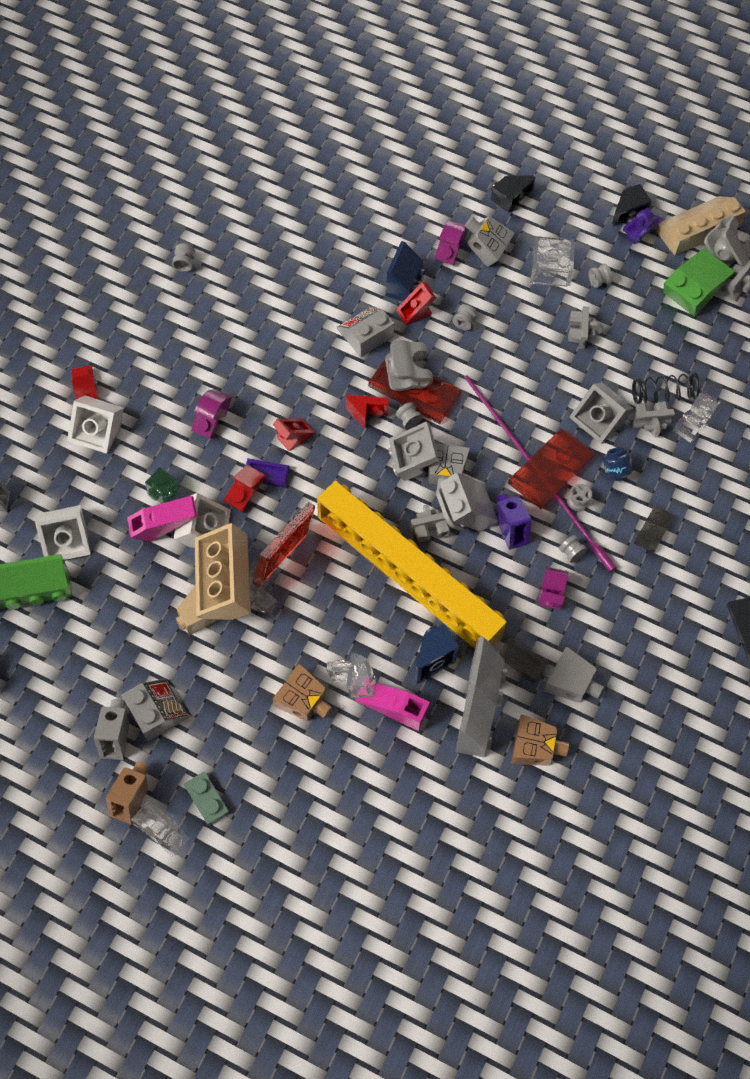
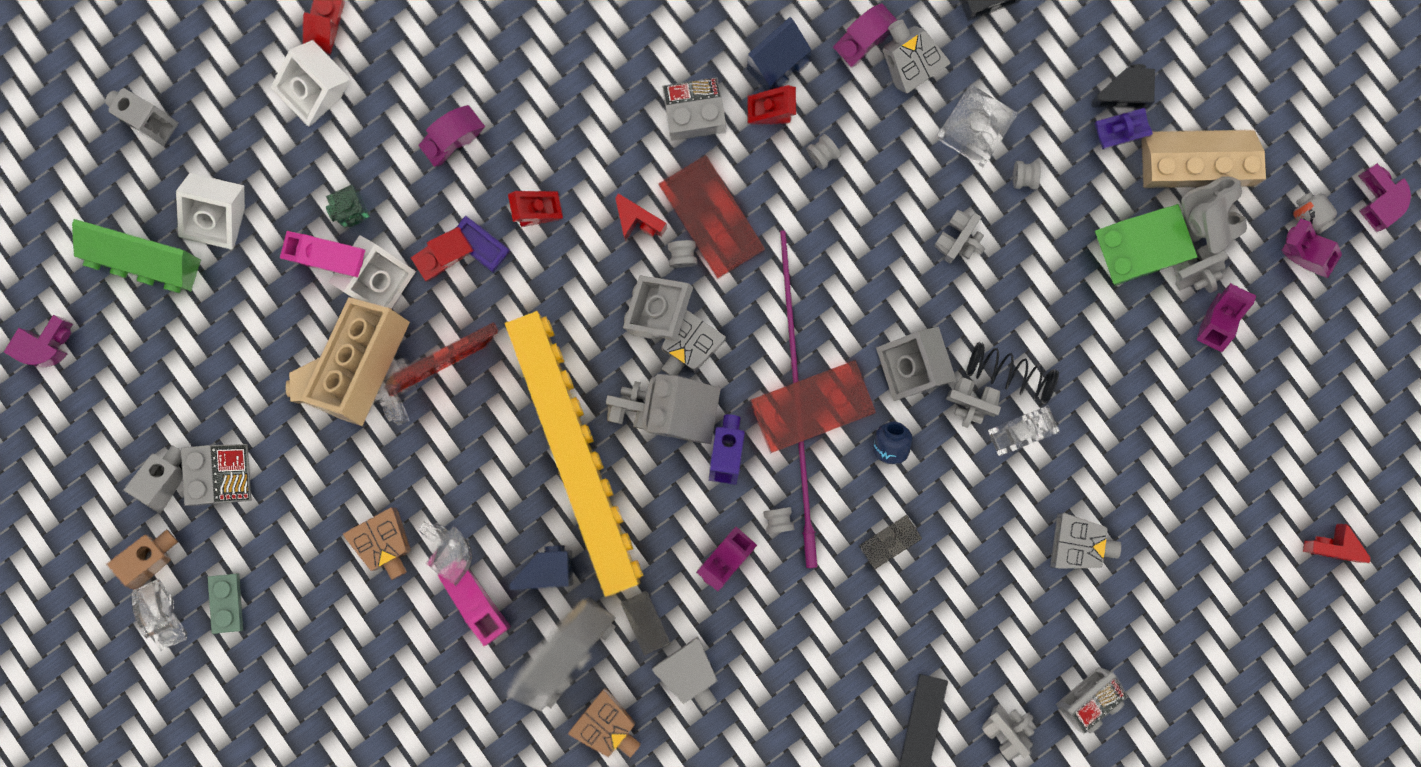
camera: 30 degrees right, 20 degrees up
(401, 368) = (702, 189): light grey piece -> none
(581, 492) = (829, 458): light grey wheel -> none

